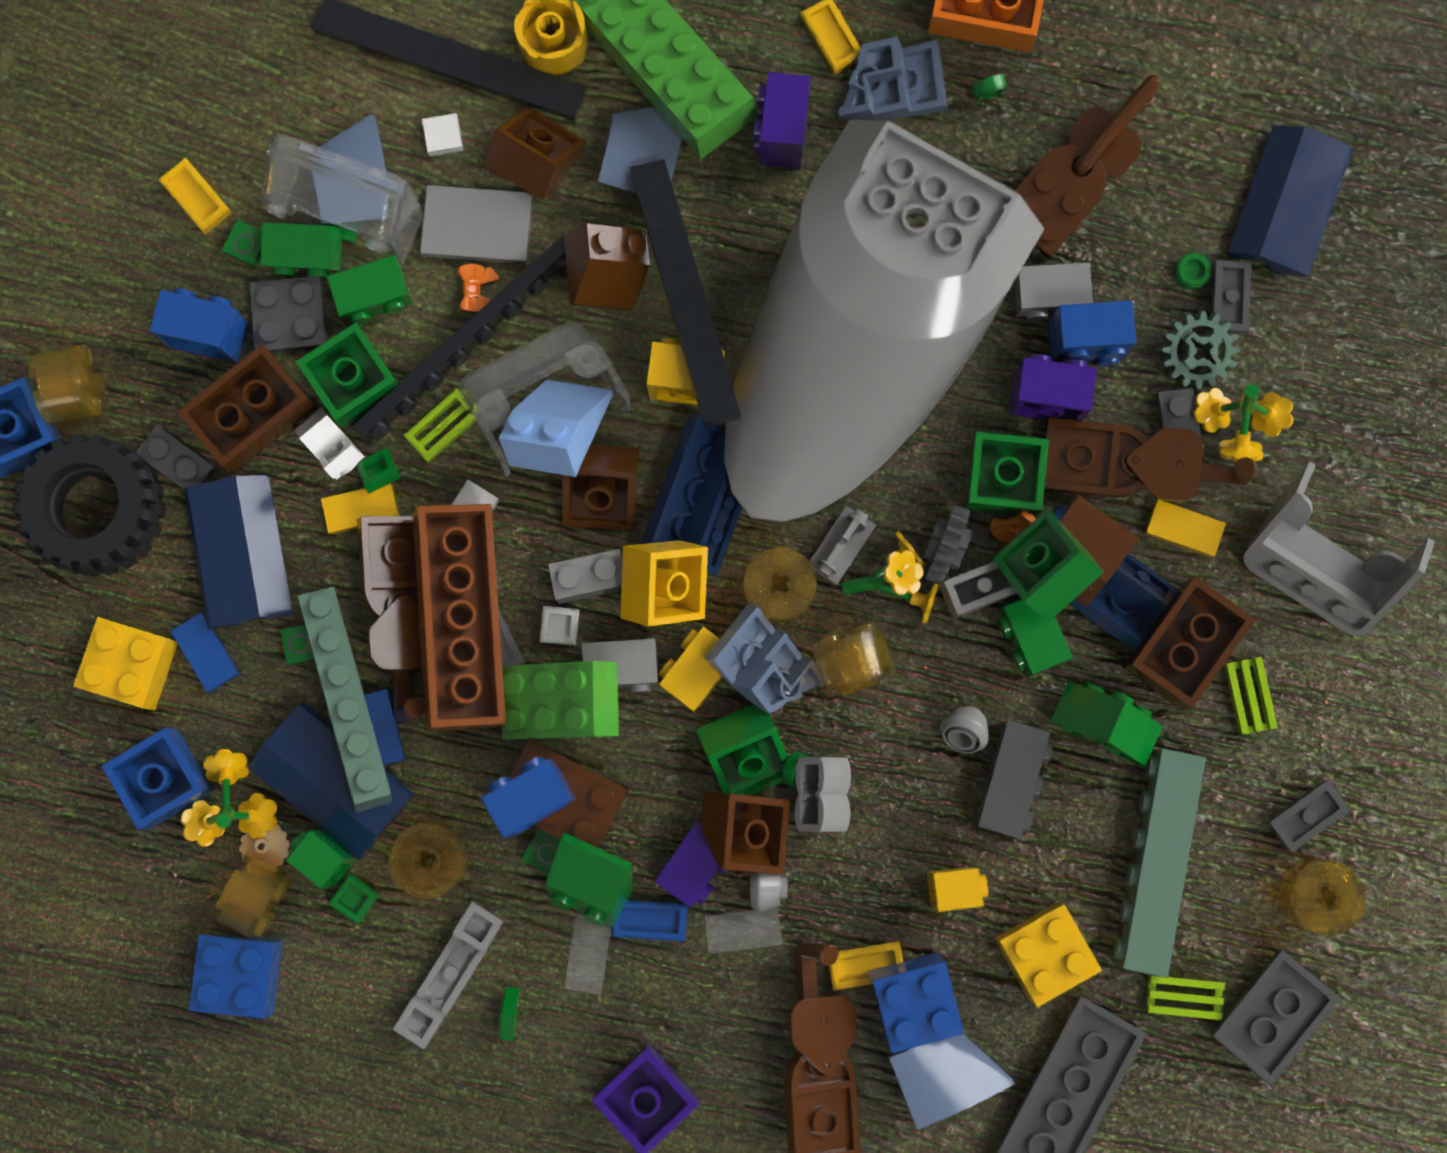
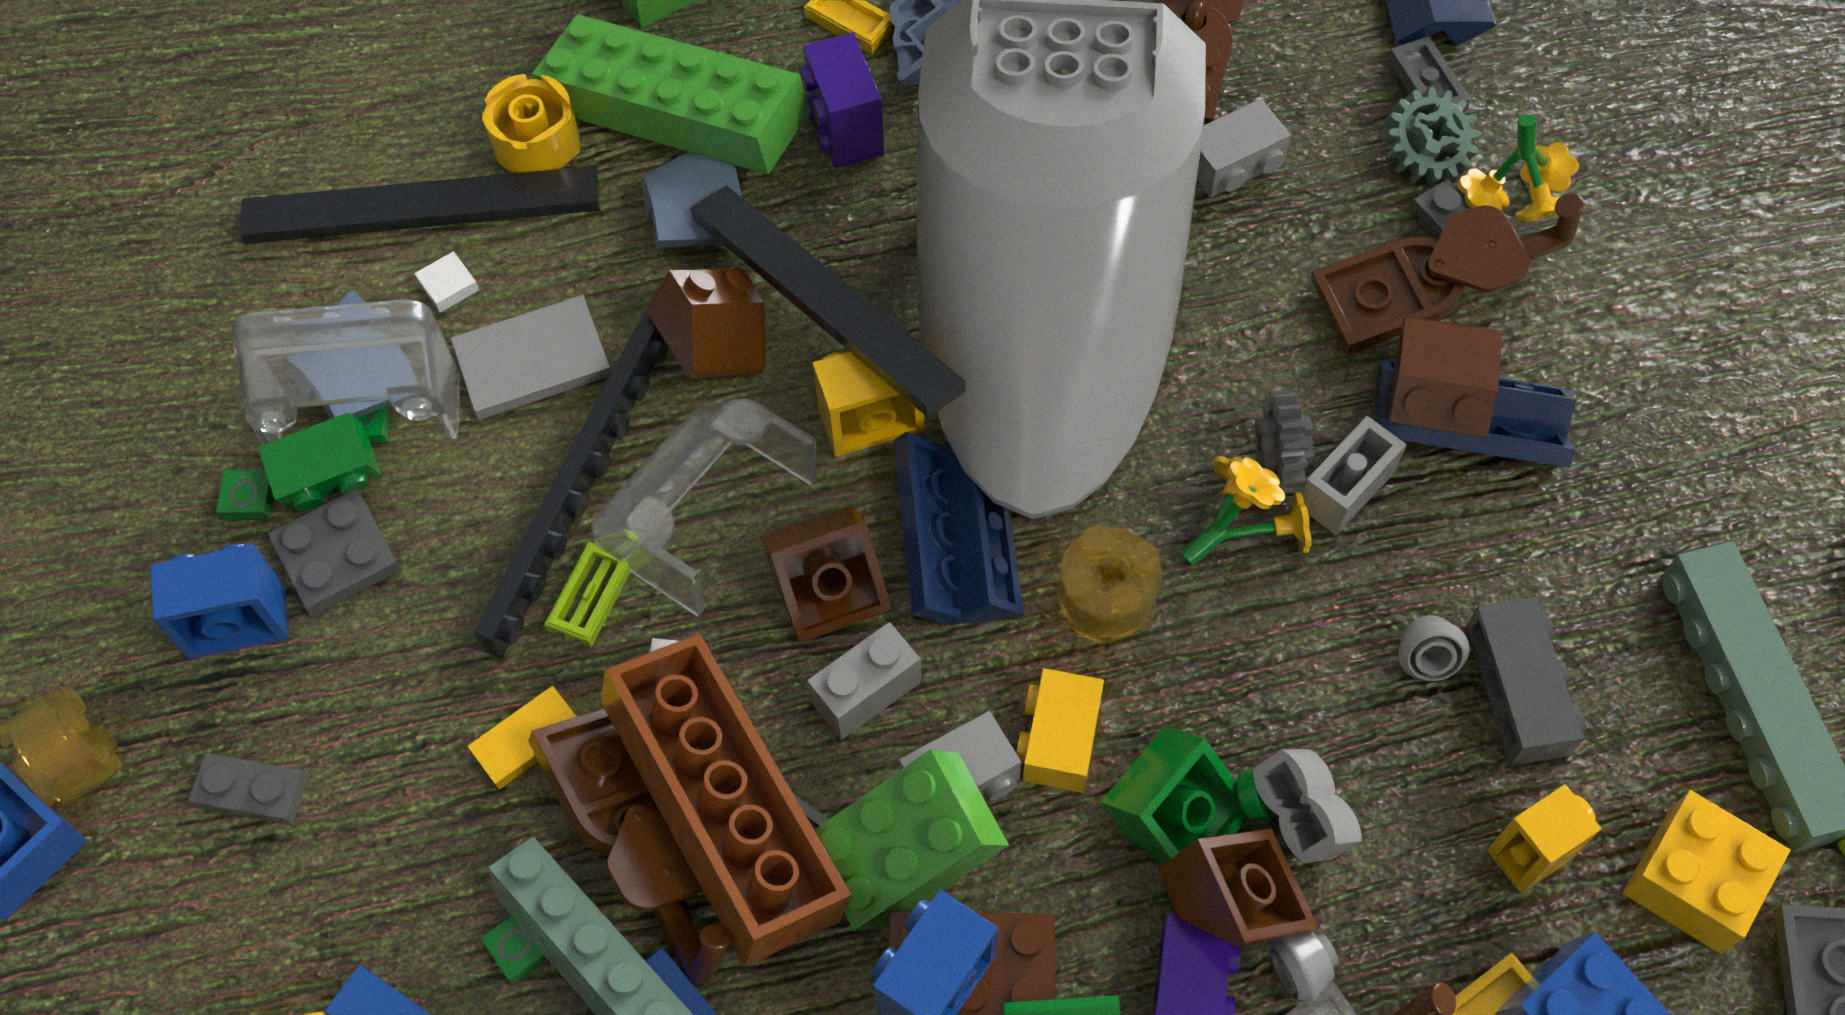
camera: 25 degrees left, 20 degrees down
(47, 487) = (94, 854): black tyre -> none
(195, 196) = (158, 470): yellow tile -> none
(238, 551) = (380, 862): dark blue slope -> none
(246, 409) = (322, 675): reddish brown brick -> none
(329, 444) = (452, 672): white brick -> none
(348, 375) = (440, 577): green brick -> none
(370, 290) = (429, 476): green brick -> none
(378, 470) = (529, 678): green tile -> none
(472, 277) = (553, 411): orange piece -> none
(533, 152) = (565, 254): reddish brown slope -> none
(554, 427) = (737, 521): light blue slope -> none
(559, 626) = (855, 763): white tile -> none
(663, 582) = (966, 633): yellow brick -> none
(762, 662) = (1141, 676): sand blue slope -> none
(842, 544) = (1157, 504): light grey hinge -> none
(854, 661) = (1252, 624): clear yellow brick -> none
(1006, 474) = (1305, 342): green brick -> none
(1007, 529) = (1358, 382): orange piece -> none
(1035, 640) = (1443, 503): green brick -> none
(1047, 566) = (1422, 395): green slope -> none
(1052, 389) = (1300, 233): dark purple brick -> none
(1092, 332) = (1307, 162): blue brick -> none
(1108, 721) = (1593, 552): green brick -> none
(1185, 528) = (1536, 321): yellow tile -> none
(1189, 643) = (1627, 430): reddish brown brick -> none
(1192, 271) = (1371, 75): green tile -> none
(1264, 694) = (1733, 458): lime tile -> none
(1324, 575) = (1752, 308): light grey windscreen -> none

